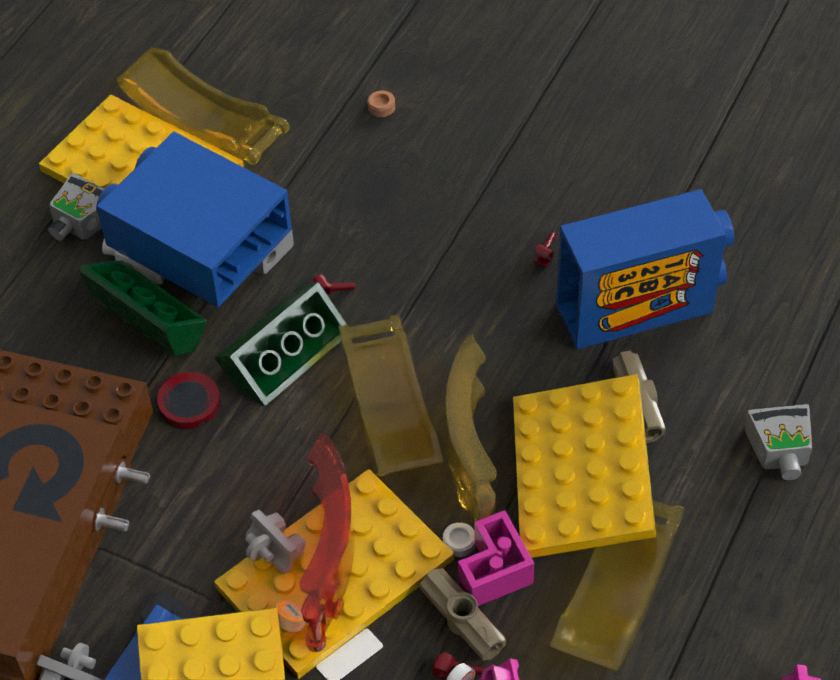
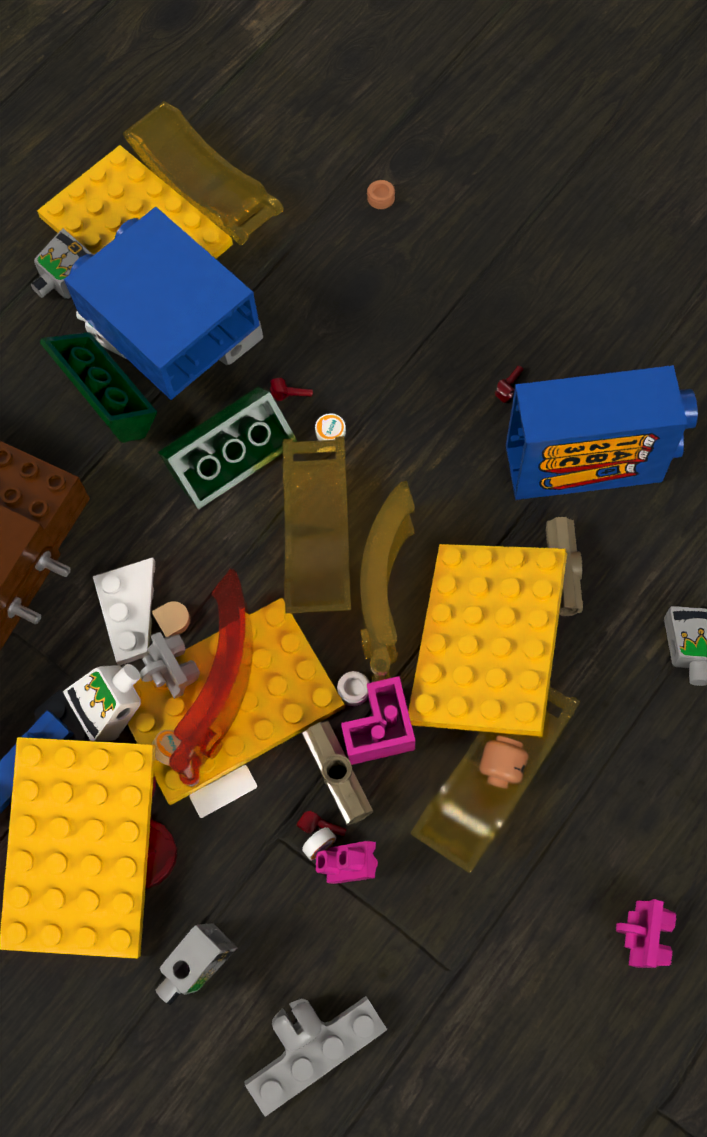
camera: 15 degrees right, 15 degrees up
(188, 400) = (127, 490): tile -> none
(213, 506) = (126, 608): none -> white wing
(213, 582) = (105, 700): none -> white torso
(261, 500) = (172, 618): none -> tan tile
(379, 310) = (329, 427): none -> white tile
(623, 572) = (503, 762): none -> nougat head

